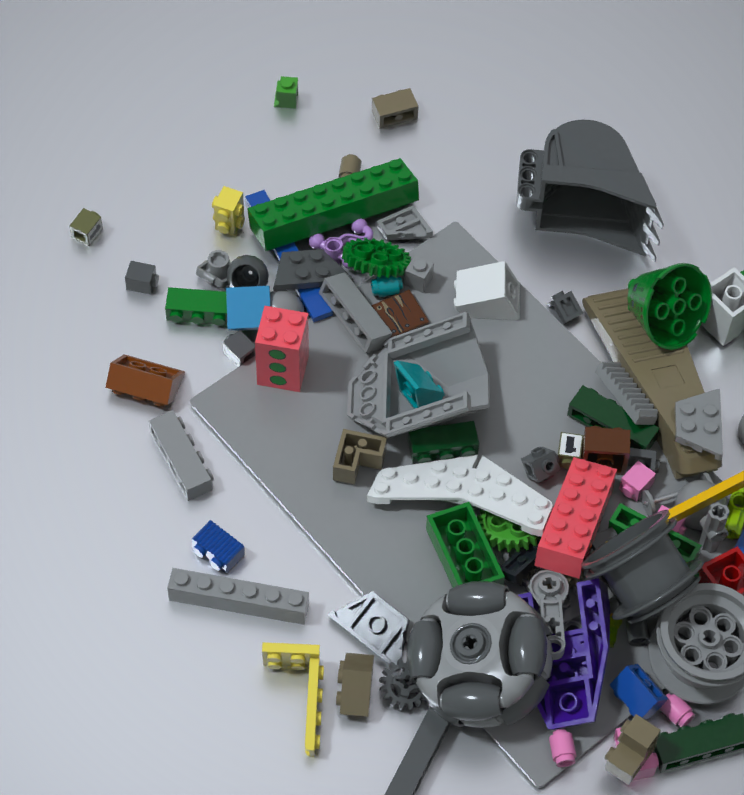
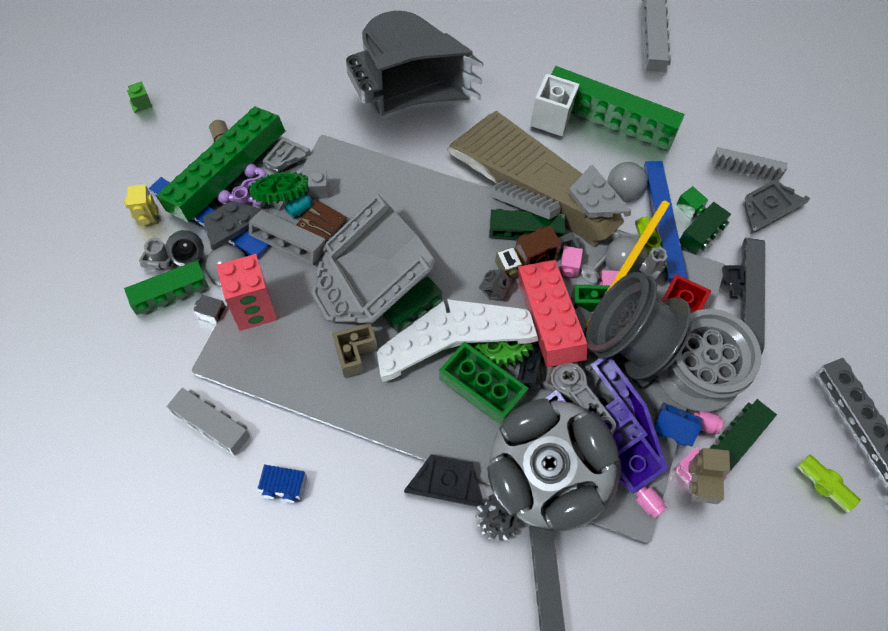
camera: 30 degrees left, 5 degrees up
(86, 226) = (28, 271): olive brick -> none
(141, 277) = (96, 290): dark grey brick -> none
(144, 380) = (143, 373): dark orange slope -> none
(238, 596) = (321, 517): light grey brick -> none
(246, 306) = (198, 273): dark azure tile -> none
(298, 658) = (434, 567): light yellow bracket -> none
(356, 681) = (463, 539): dark tan brick -> none
(394, 108) = (228, 73): dark tan brick -> none
(417, 384) = (370, 270): teal slope -> none
(488, 292) = (377, 174): white slope -> none
(565, 306) = (438, 158): dark grey bracket -> none
(671, 303) = (518, 118): green cone -> none

